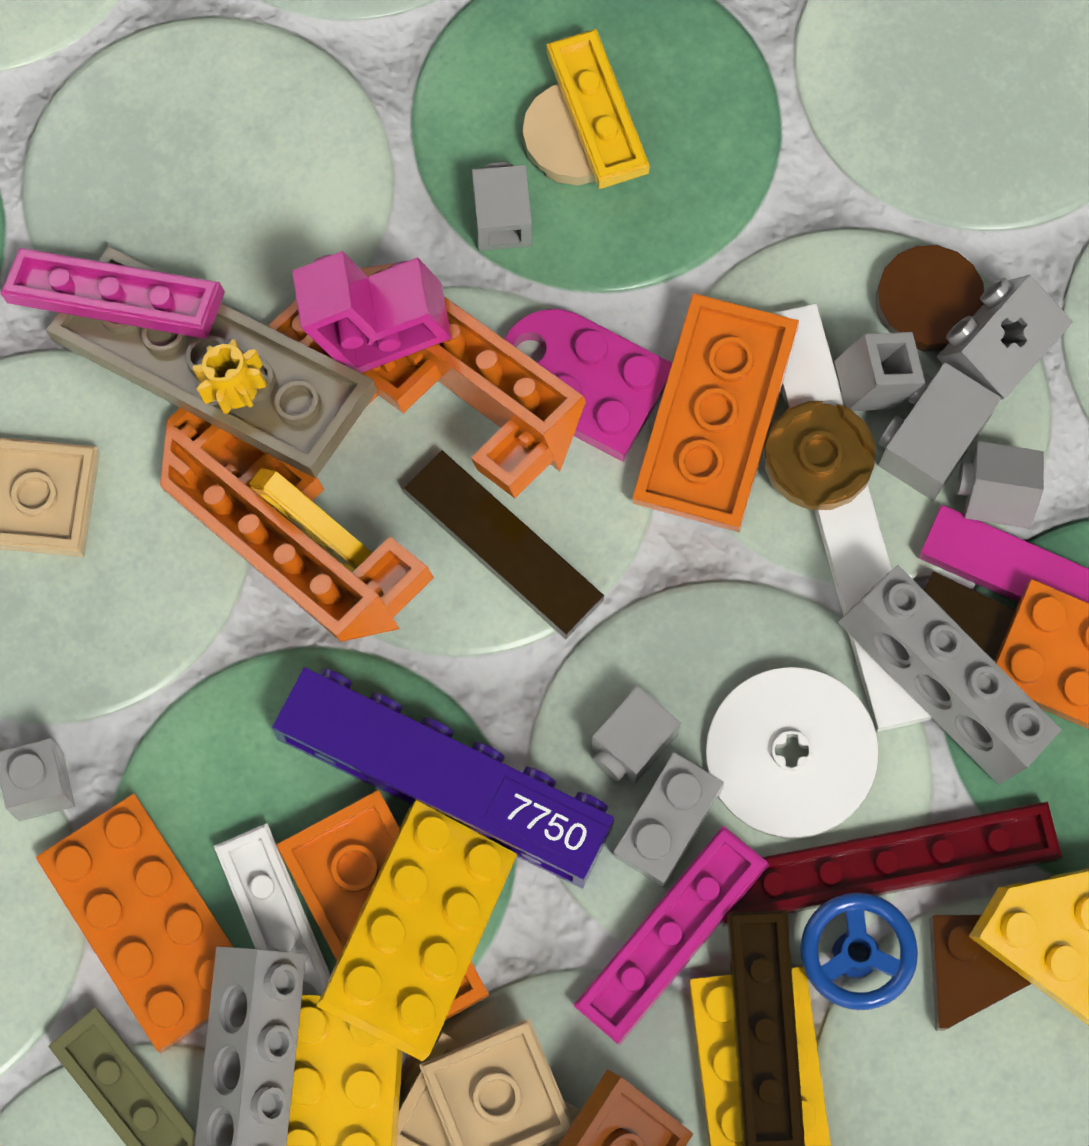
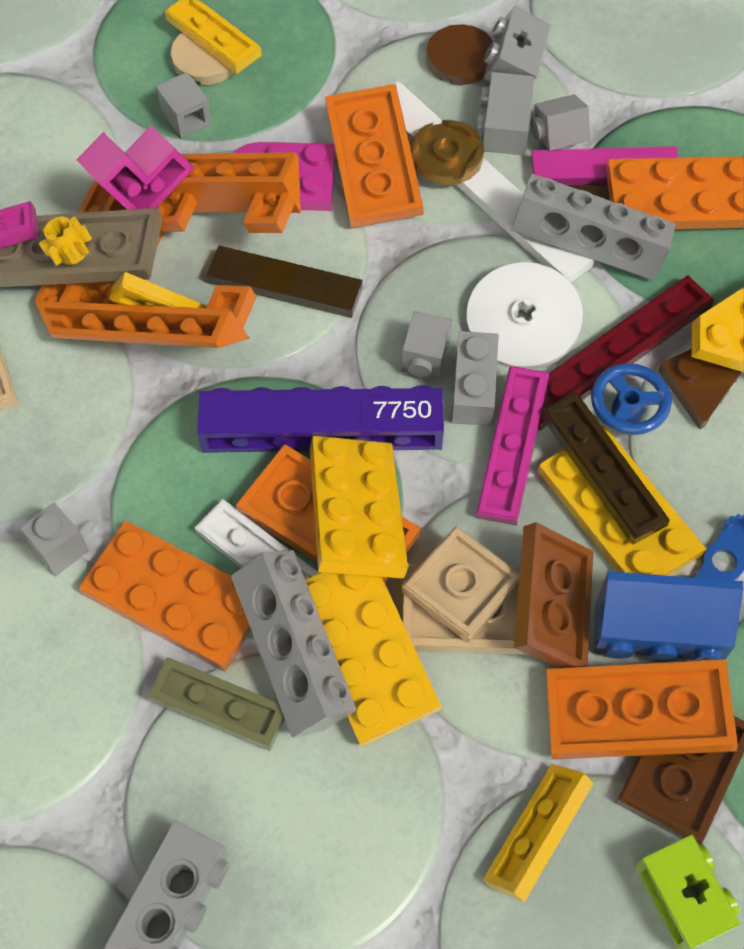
camera: 25 degrees left, 10 degrees down
(879, 371) = (457, 92): light grey brick -> none

